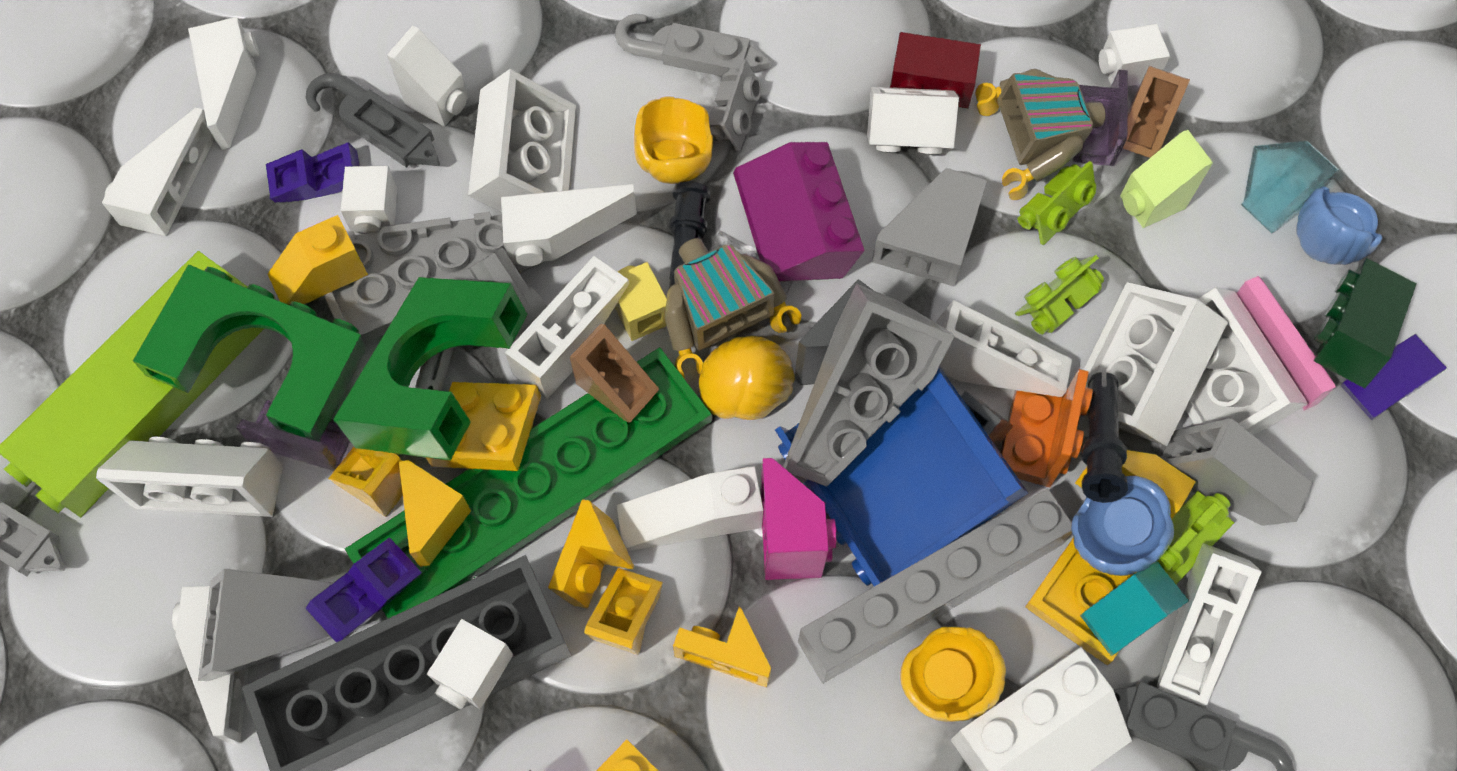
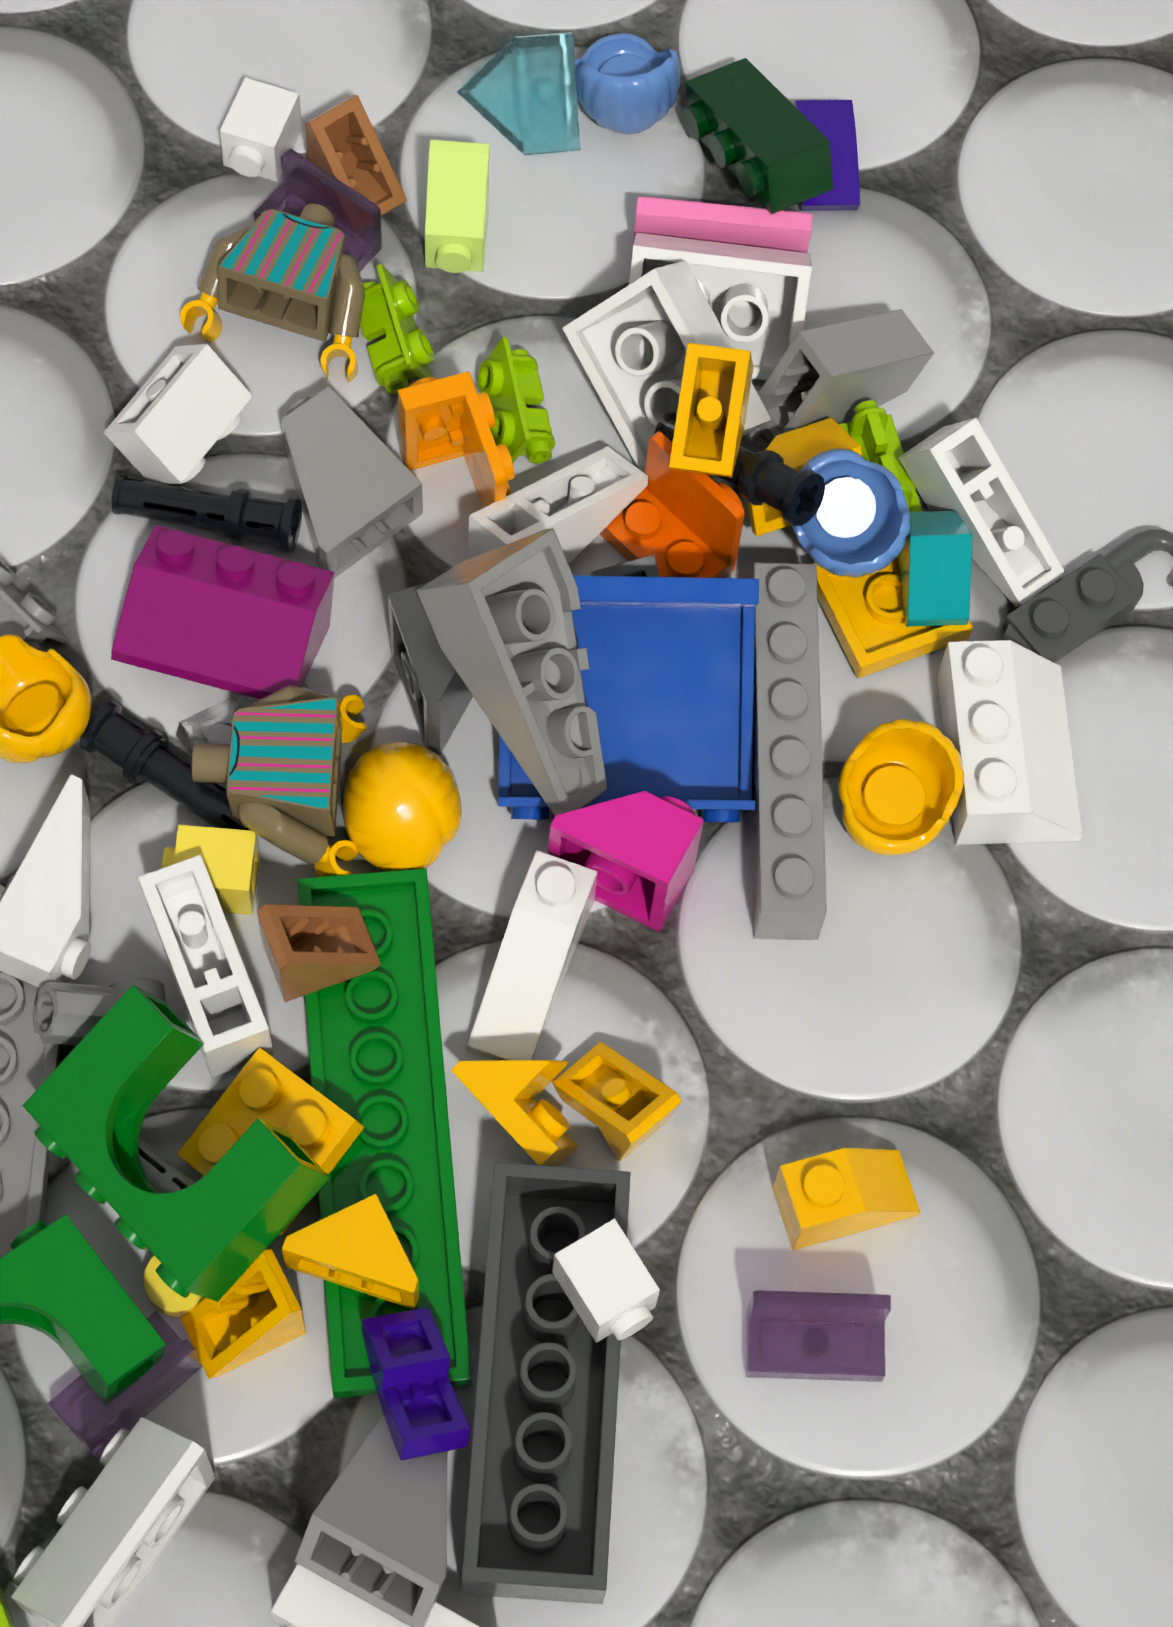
camera: 65 degrees left, 0 degrees up
(738, 657) = (739, 1003): yellow slope -> none
(873, 185) = (235, 515): none -> black pin
(936, 65) = (119, 349): dark red brick -> none
(1011, 256) = (451, 421): none -> light orange bracket
(1122, 391) = (711, 410): none -> yellow slope

